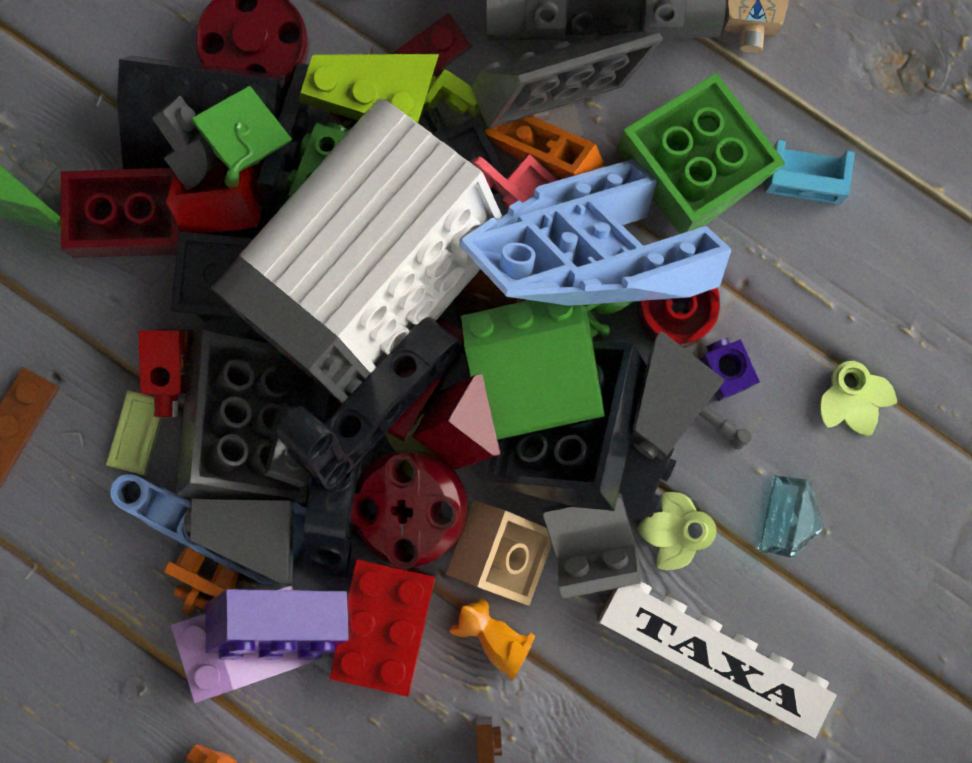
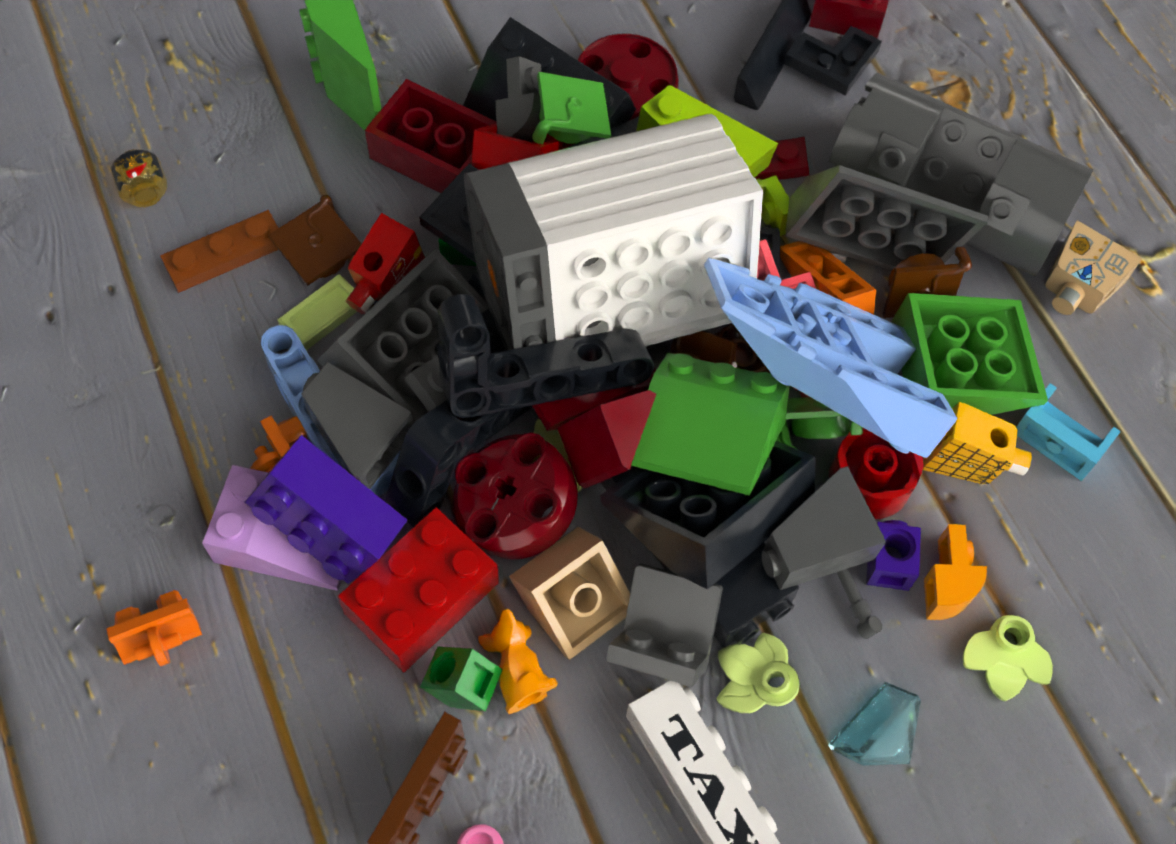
camera: 30 degrees right, 20 degrees down
(87, 374) = (316, 241): none -> reddish brown hat
(462, 678) = (461, 678): none -> green brick
(628, 101) = (925, 275): none -> reddish brown hat
(754, 232) = (978, 448): none -> yellow torso
(789, 366) = (953, 581): none -> light orange brick

